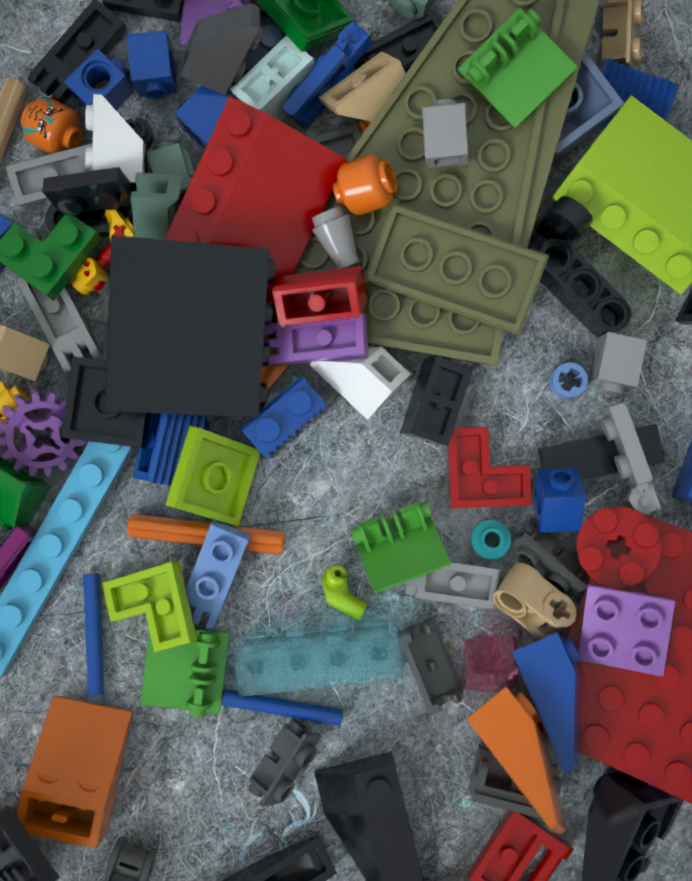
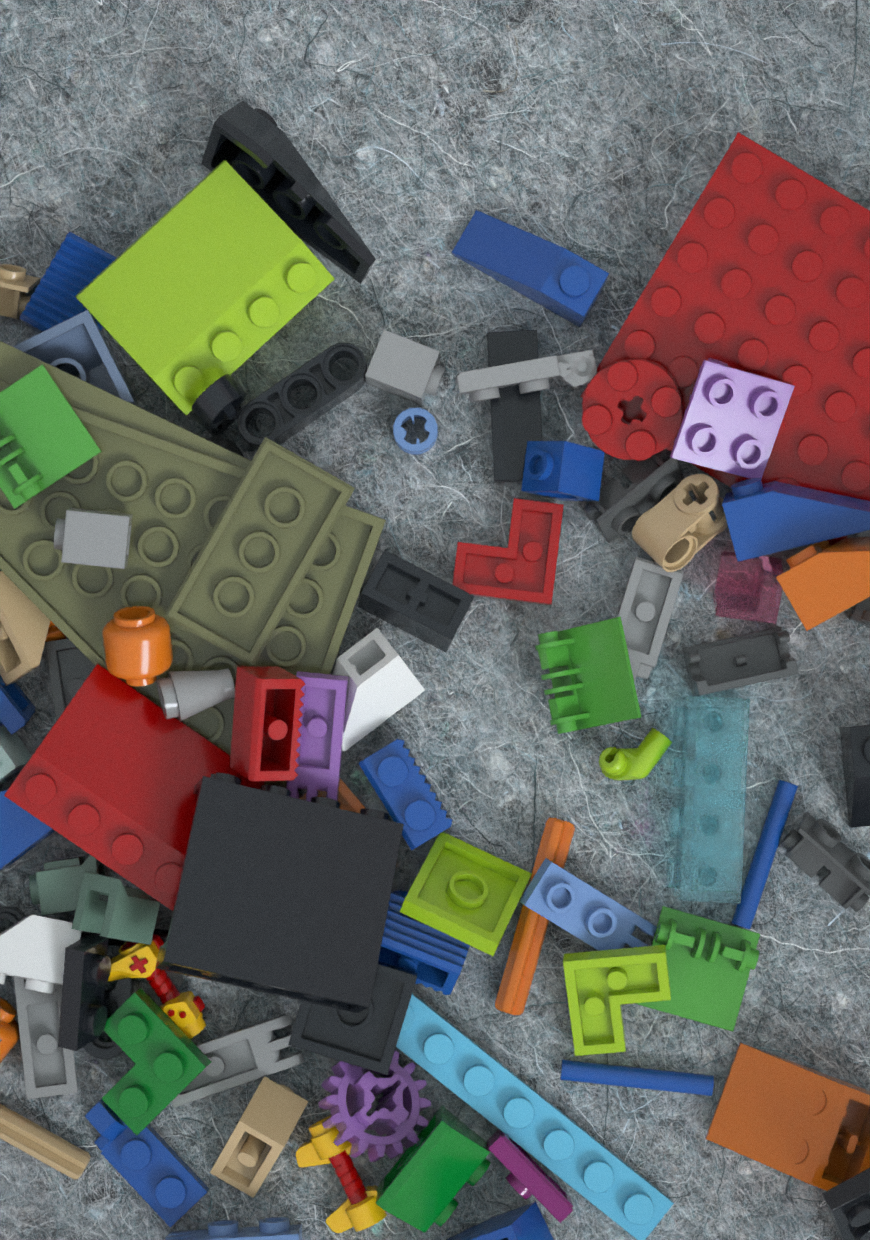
camera: 80 degrees left, 0 degrees up
(478, 536) = (586, 572): teal plate -> none

